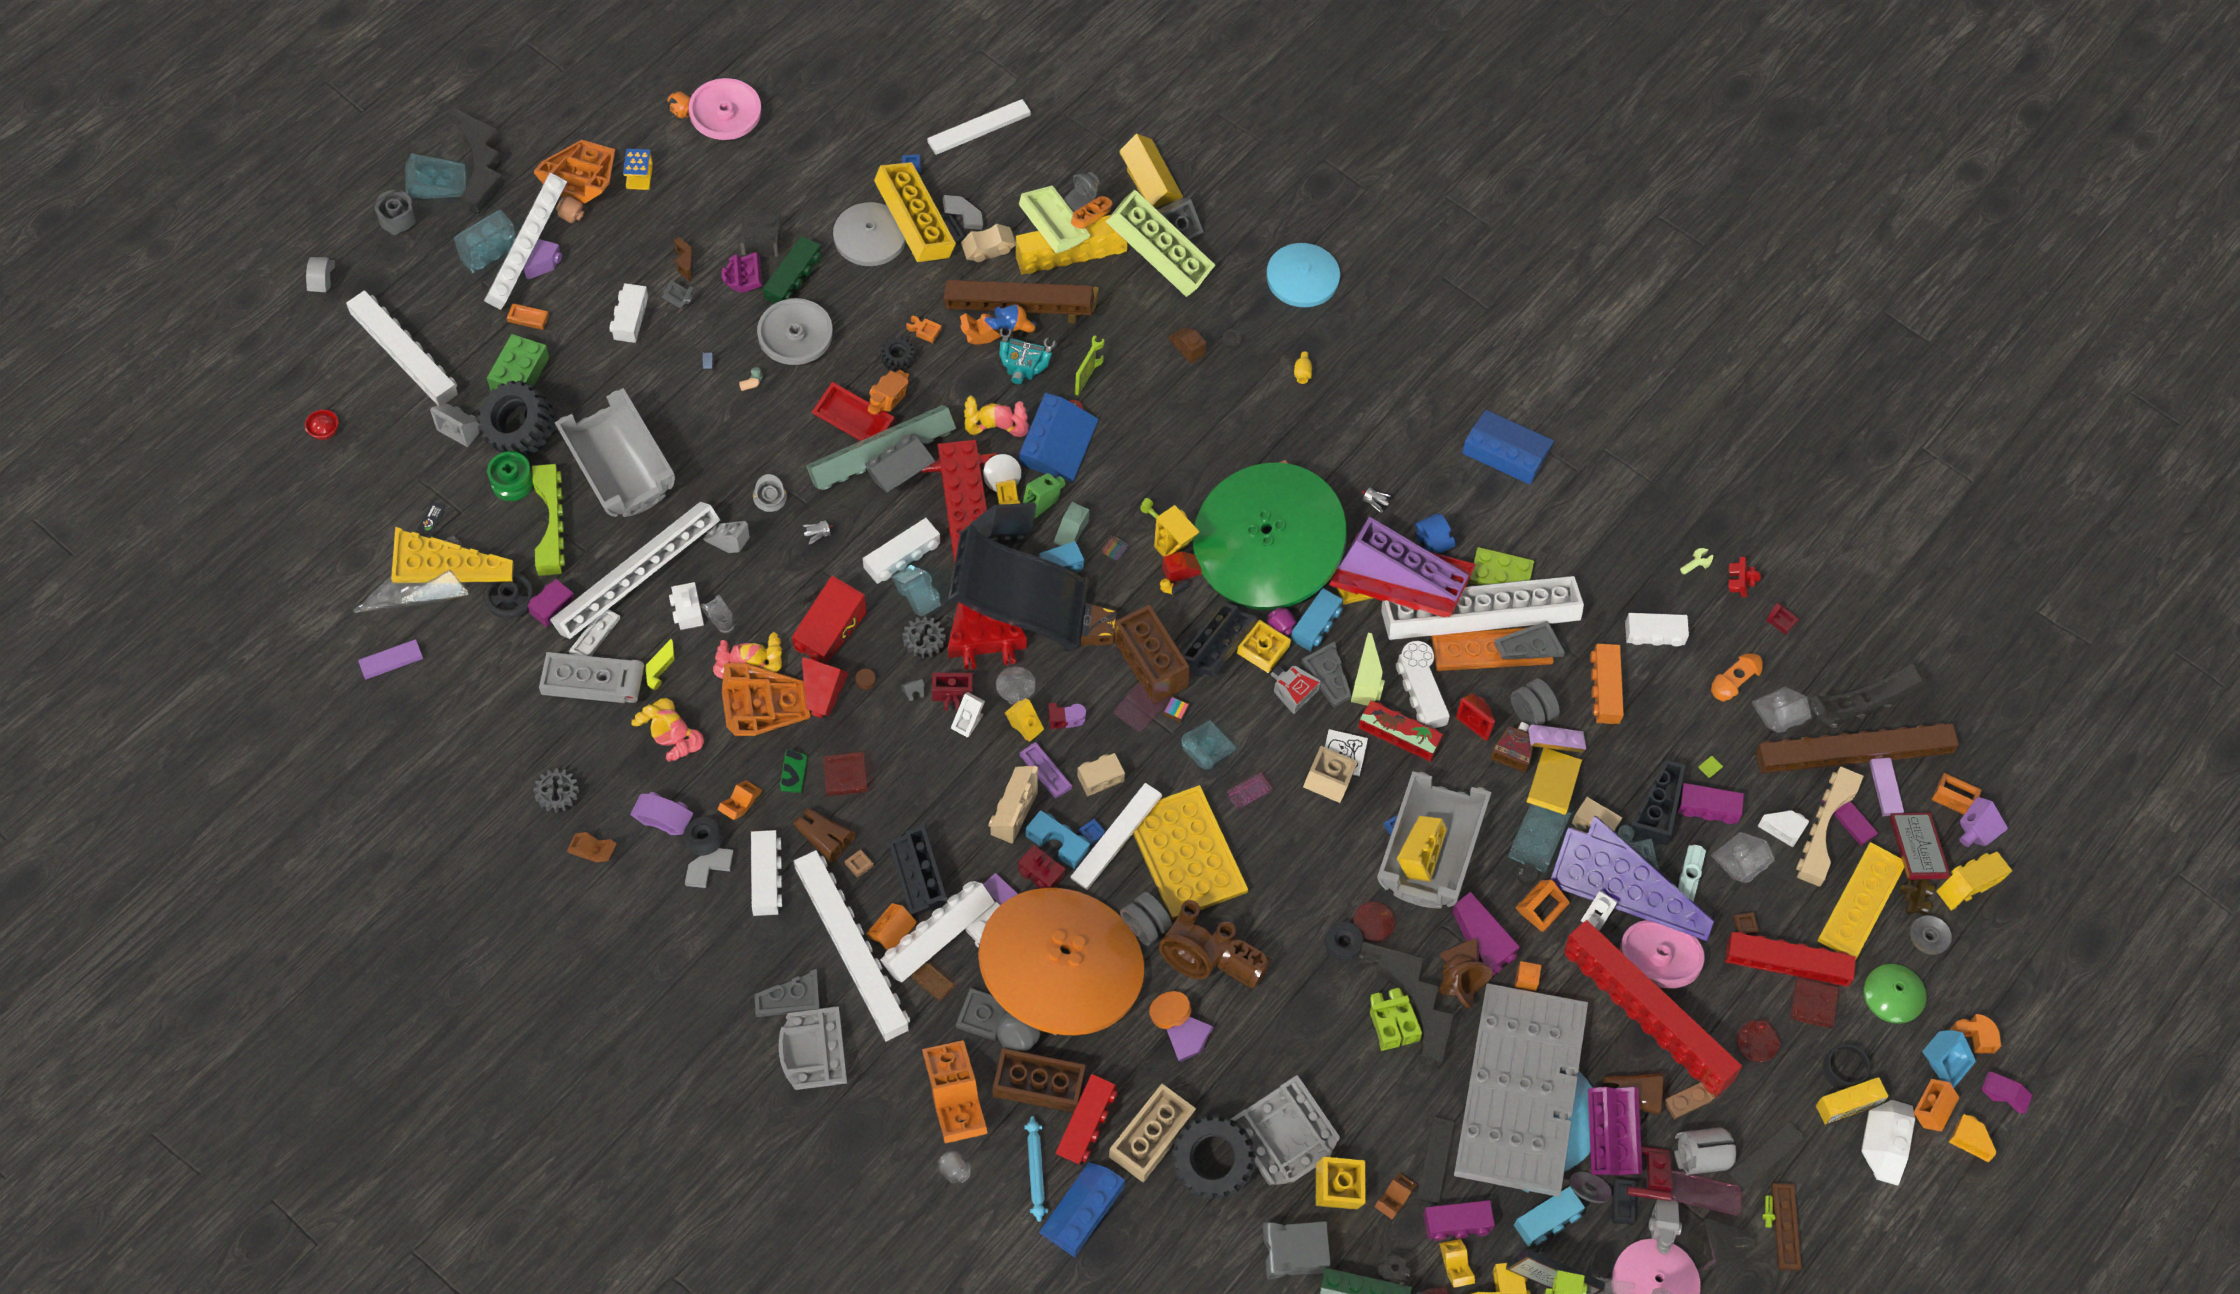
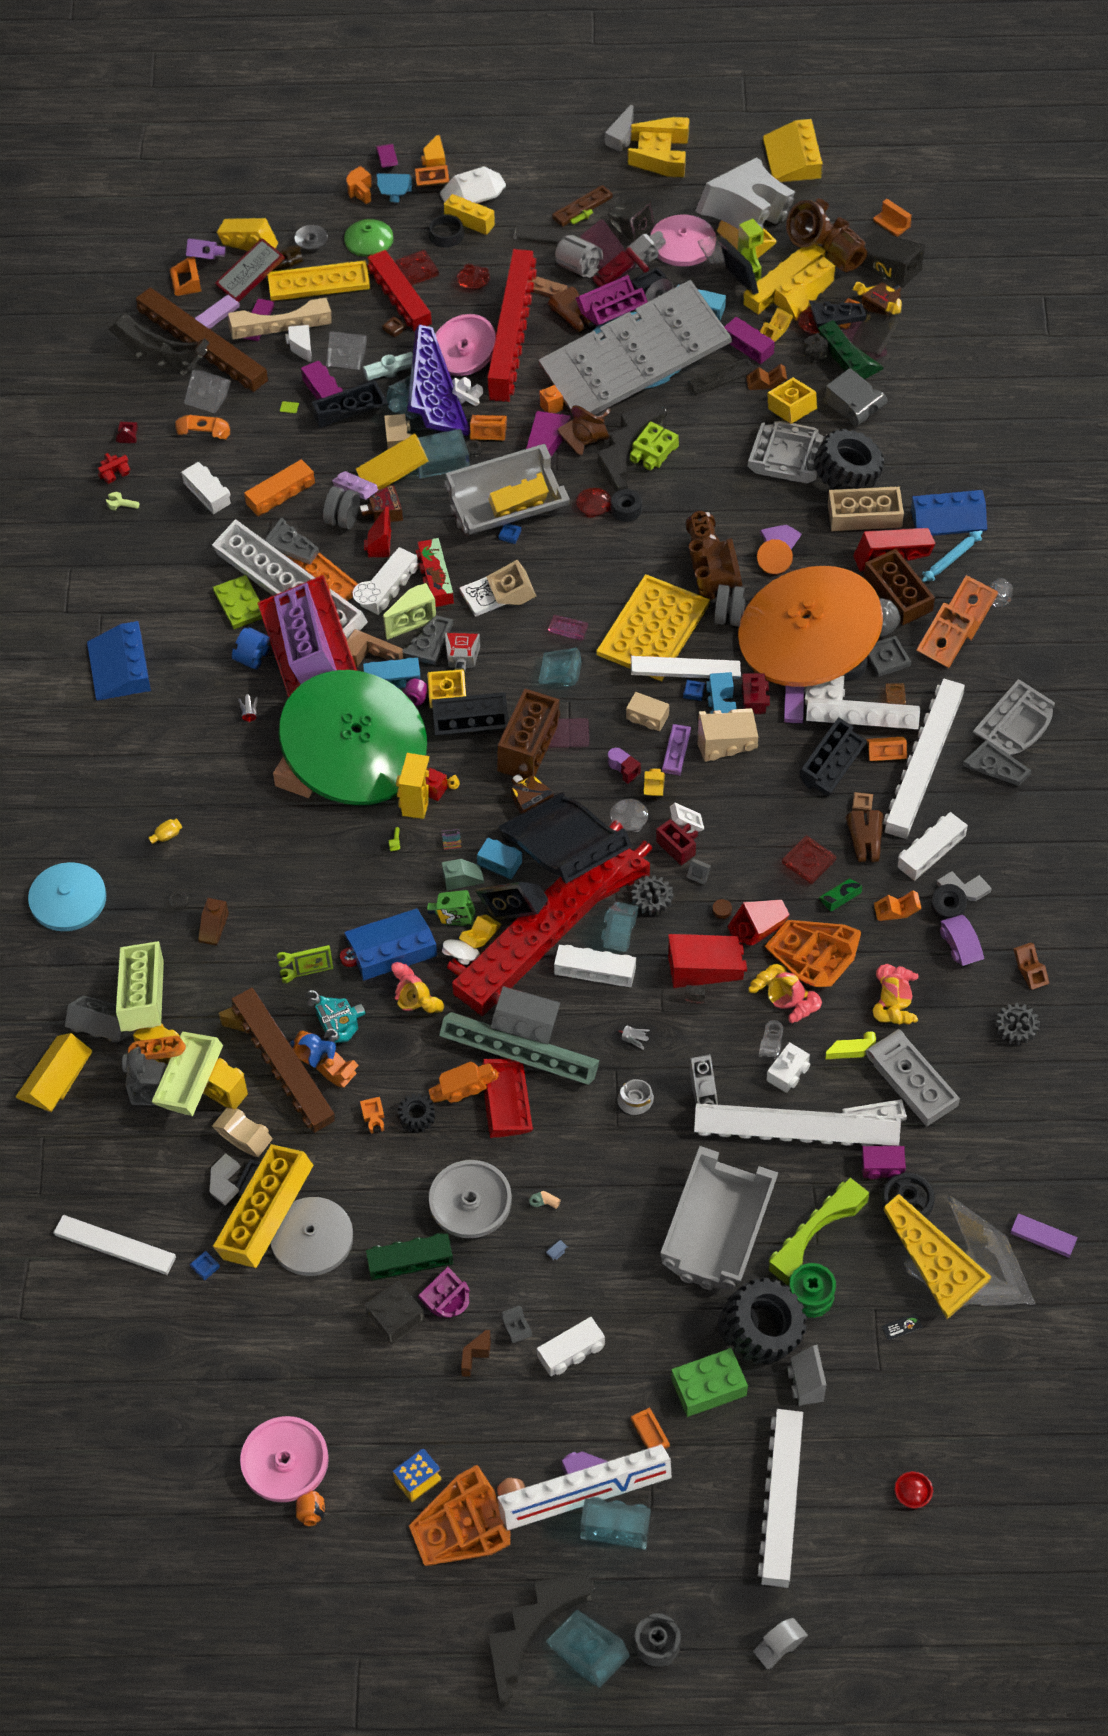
camera: 125 degrees left, 5 degrees down
(1370, 617) = (362, 643): none -> medium nougat bracket

